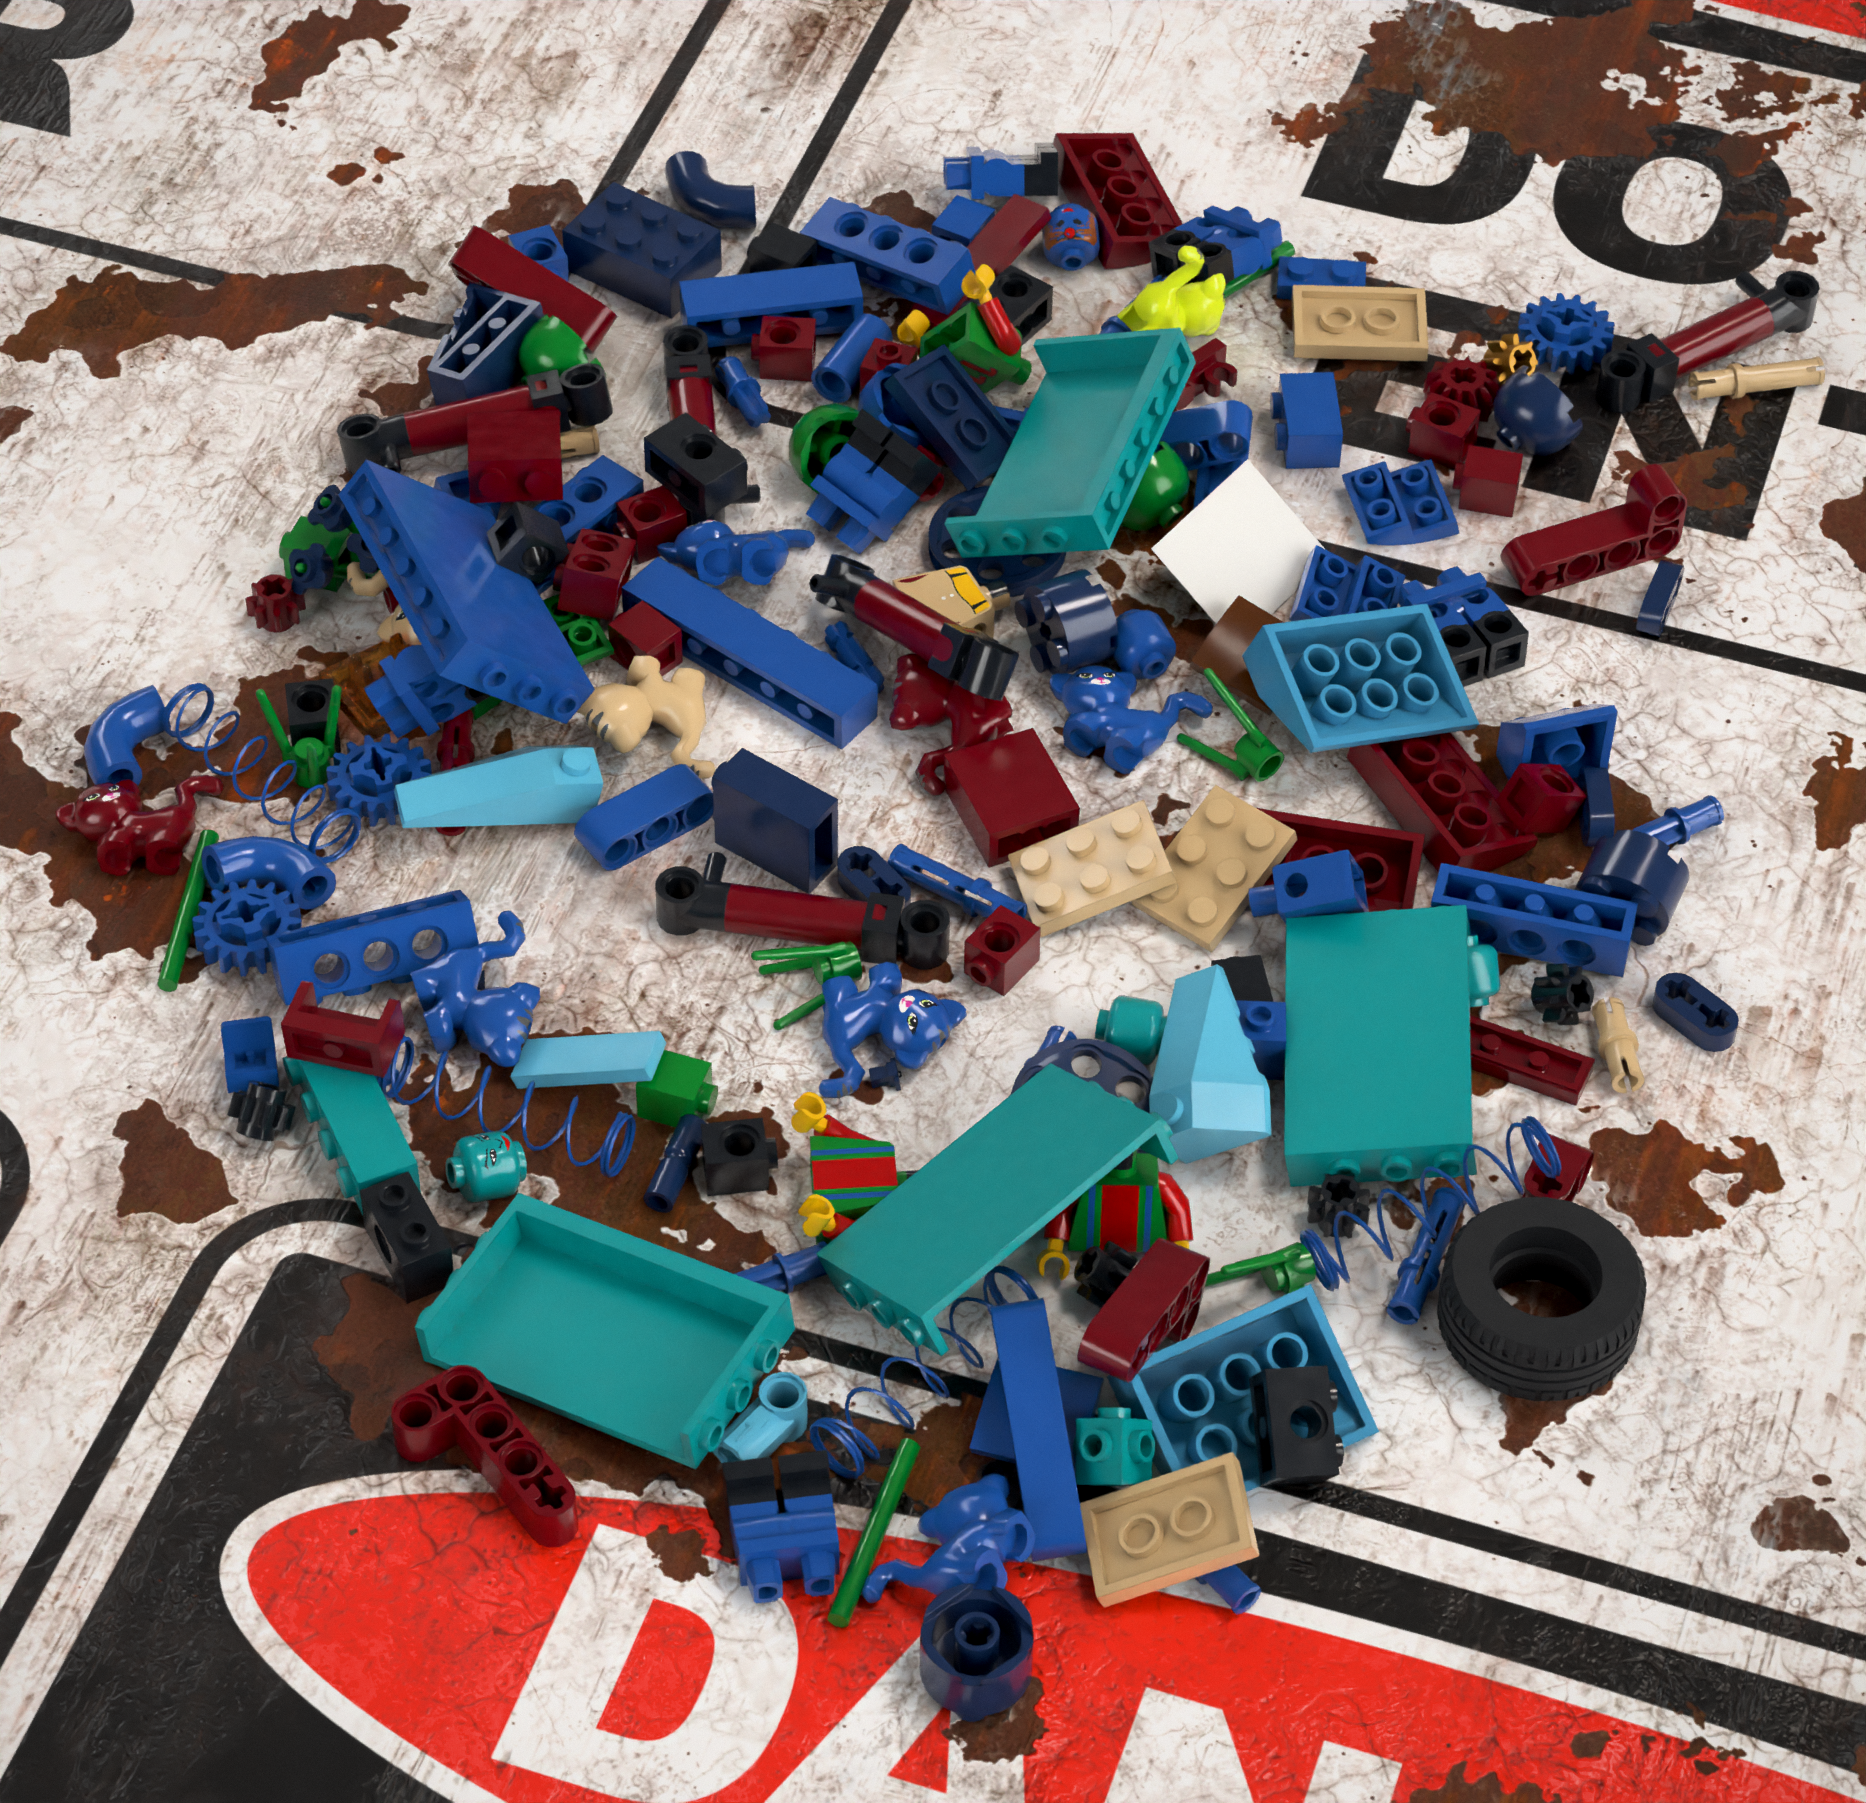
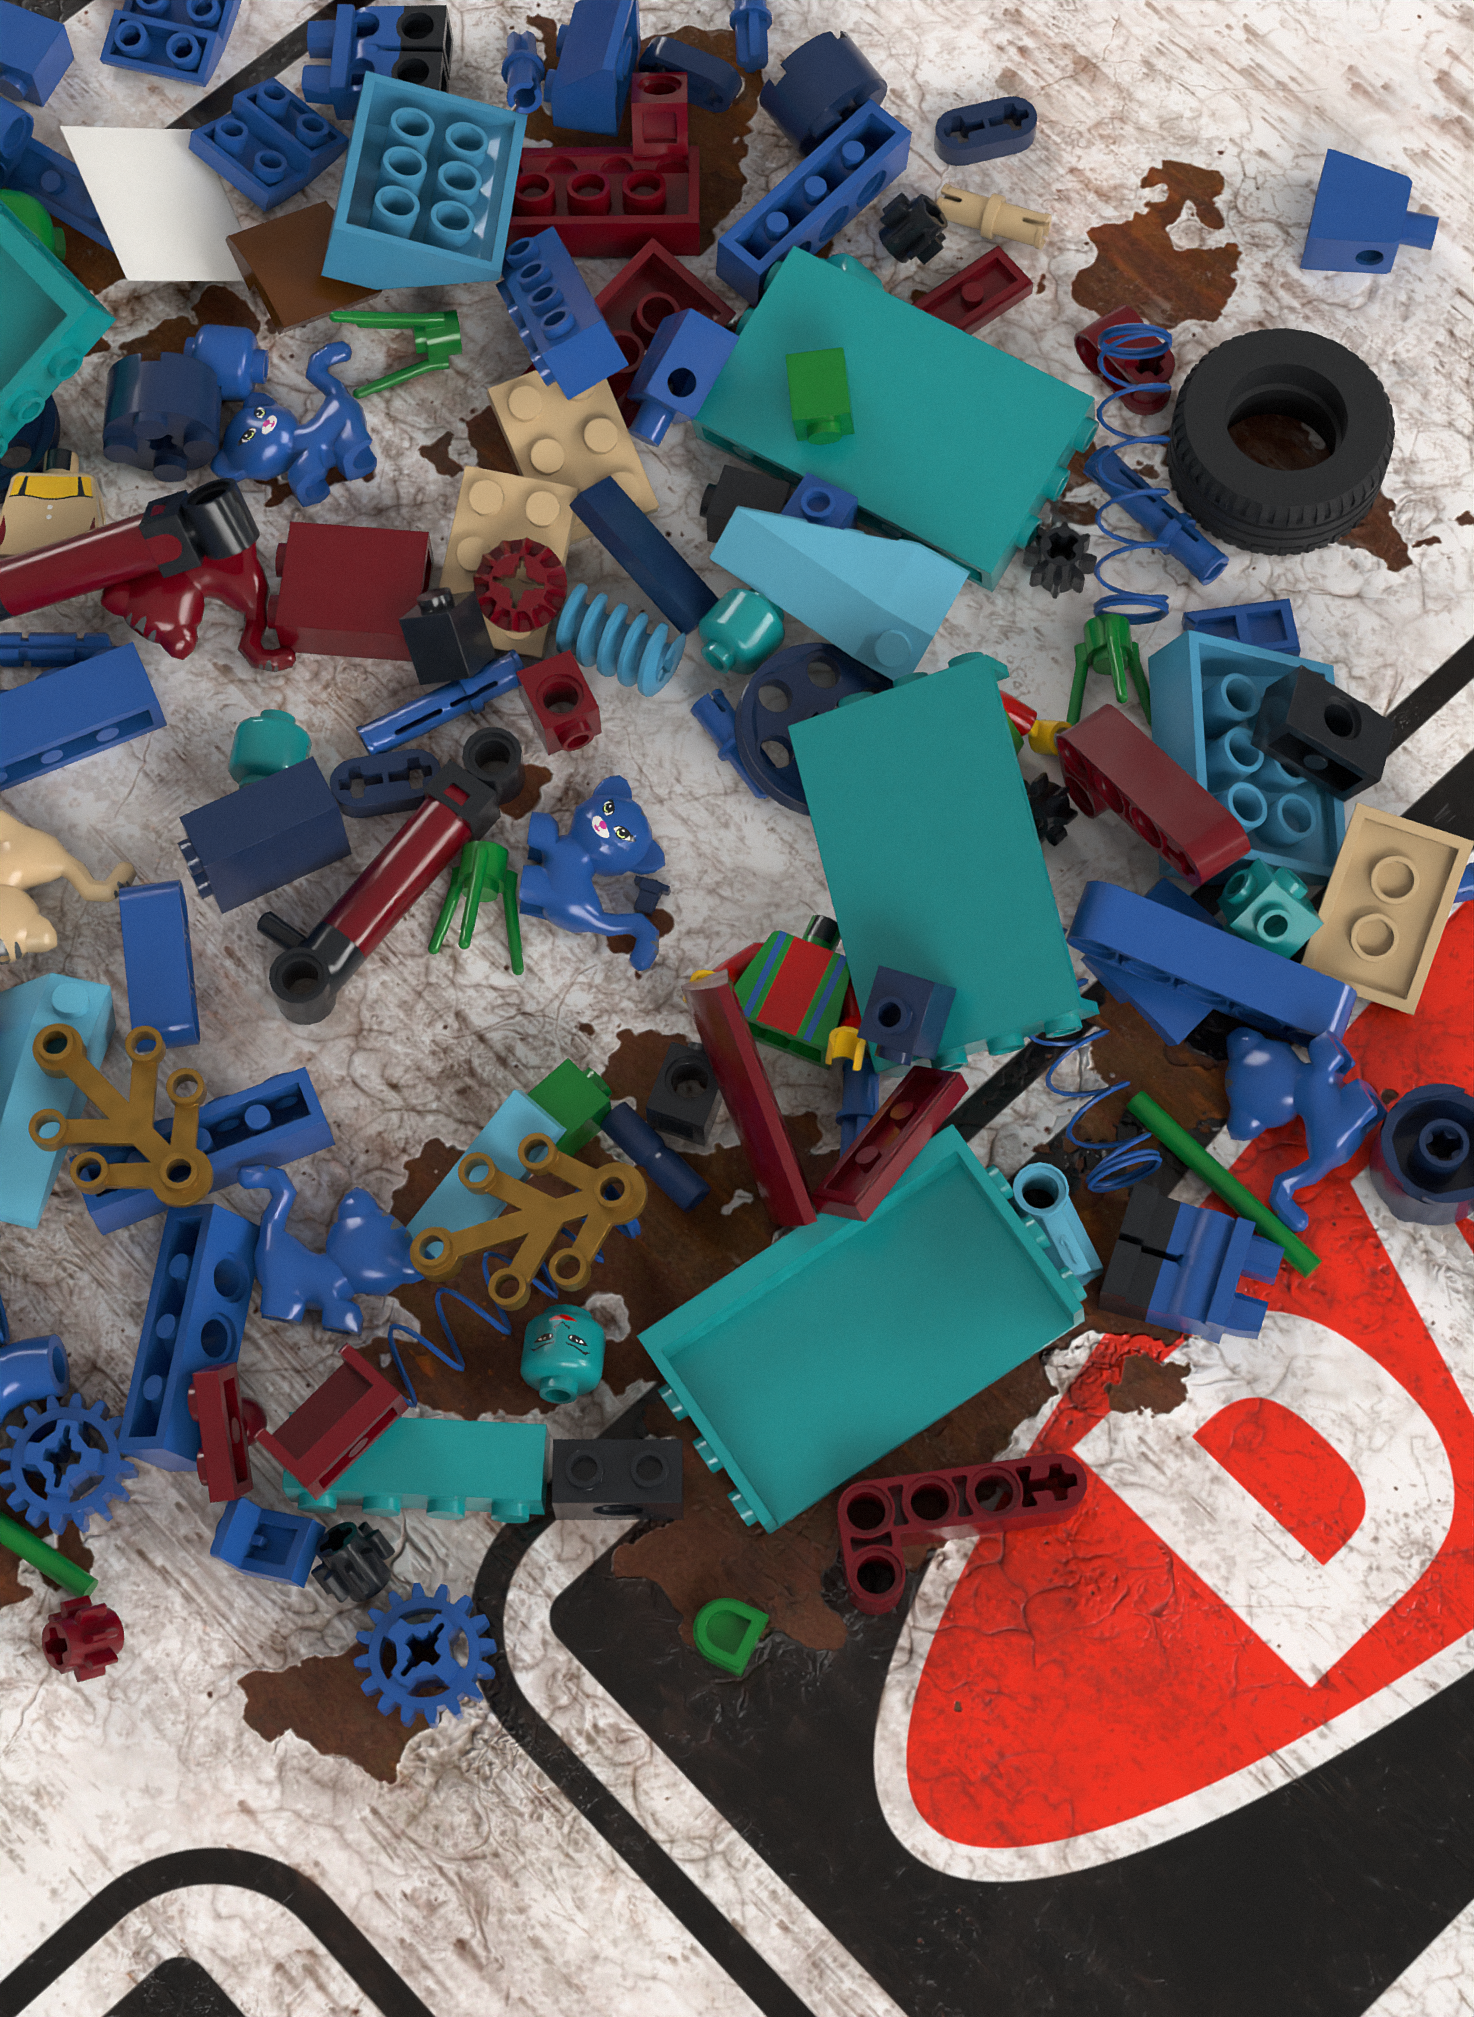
camera: 60 degrees left, 20 degrees up
(126, 987) = (82, 1638): none -> dark red gear
(216, 1183) = (406, 1678): none -> blue gear
(326, 965) = (225, 1429): none -> dark red plate
(331, 1362) = (728, 1633): none -> green tile
(481, 868) = (127, 1122): none -> pearl gold plant
(498, 878) = (257, 1125): none -> blue brick
(606, 1118) = (538, 1220): none -> pearl gold plant
(739, 1166) = (750, 1099): none -> dark red slope
(753, 1266) = (889, 1143): none -> dark red tile
(856, 800) = (266, 746): none -> teal head
(858, 1228) = (905, 1015): none -> dark blue brick
(1002, 852) = (446, 636): none -> black brick
(1074, 961) = (617, 645): none -> dark azure piece
(1091, 875) = (536, 606): none -> dark red gear
(1155, 937) = (644, 554): none -> dark blue tile
(1304, 792) = (557, 315): none -> blue brick
(1346, 971) = (820, 395): none -> green brick
(1373, 1363) = (1257, 624): none -> blue tile
(1514, 704) = (523, 72): none -> blue axle
(1801, 1283) = (1362, 218): none -> blue torso

